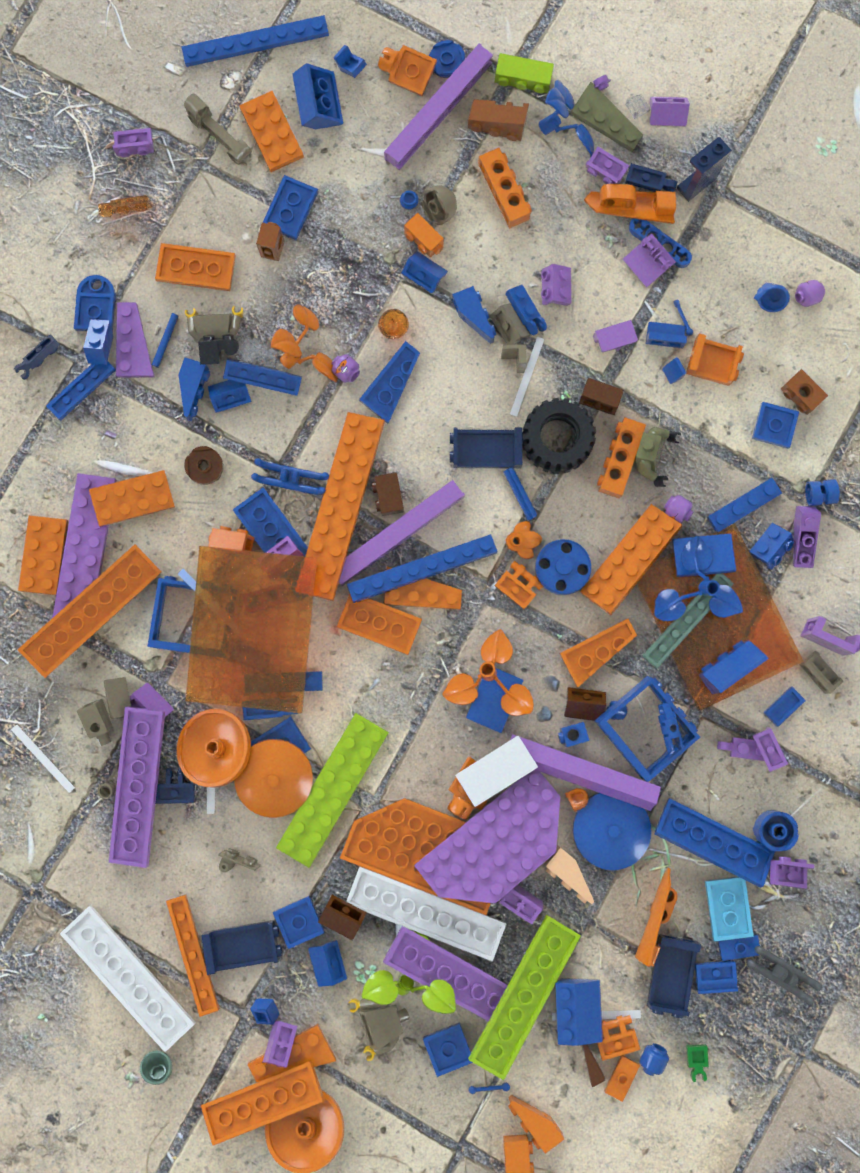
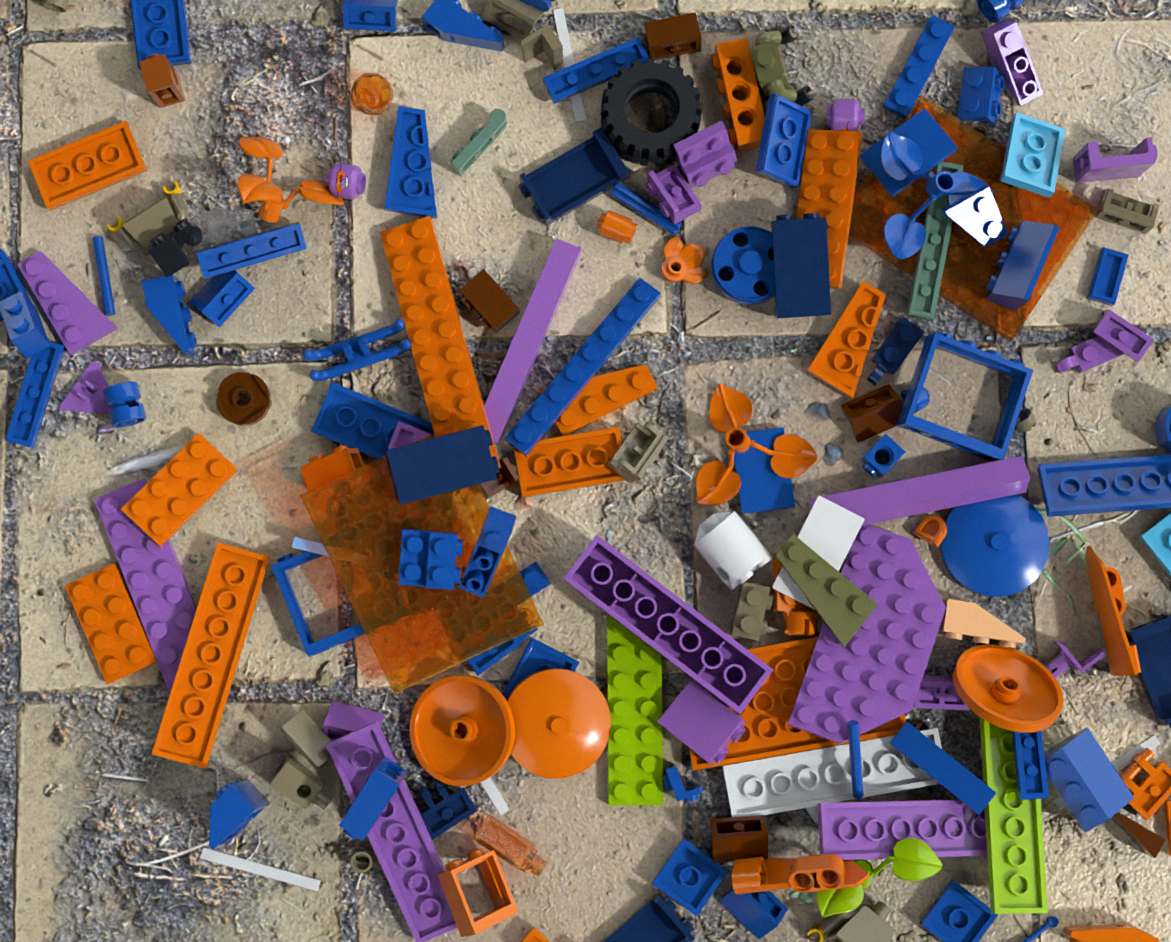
camera: 30 degrees left, 0 degrees up
(46, 713) = (233, 810): none -> blue slope
(114, 407) = (88, 392): none -> medium lavender piece
(130, 426) = (124, 403): none -> blue wheel
(132, 758) = (373, 799): none -> blue window
(177, 858) = (495, 883): none -> orange window
(200, 836) = (509, 846): none -> clear orange hinge
(231, 857) = (562, 848): dark tan hinge -> none
(255, 632) = (429, 559): none -> blue plate
(292, 648) = (487, 551): none -> blue slope
(296, 578) = (441, 464): none -> dark blue panel
(324, 857) = (673, 782): none -> blue bracket
(327, 607) = (505, 477): none -> reddish brown bracket
(362, 832) = (703, 722): none -> medium lavender panel
(362, 960) = (800, 874): none -> orange panel
(376, 759) = (668, 624): none -> medium lavender brick
(423, 641) = (637, 451): none -> dark tan hinge
(433, 781) = (750, 611): none -> dark tan brick
(442, 392) = (480, 141): none -> sand green plate
(442, 912) = (855, 759): none -> blue bar
(444, 735) = (730, 548): none -> white cylinder
(488, 800) = (832, 595): none -> olive wing
(493, 951) = (943, 768): none -> blue tile
(494, 494) = (616, 227): none -> orange brick
(516, 590) = (708, 325): orange plate -> none
(539, 389) = (593, 70): none -> blue plate
(542, 494) = (673, 194): none -> medium lavender bracket
(551, 976) = (1030, 765): none -> blue plate
(563, 926) = (1008, 688): none -> orange dish
(576, 482) = (706, 155): none -> medium lavender plate
(593, 586) = (801, 266): none -> dark blue panel
(612, 930) = (1066, 660): none -> medium lavender bracket
(622, 672) = (895, 349): none -> dark blue plate
(630, 502) = (783, 141): none -> blue tile
(670, 728) = (992, 379): blue hinge -> none
(677, 765) = (1025, 420): none -> dark tan hinge
(723, 621) = (978, 216): none -> wing
(782, 602) = (1032, 155): none -> medium azure plate

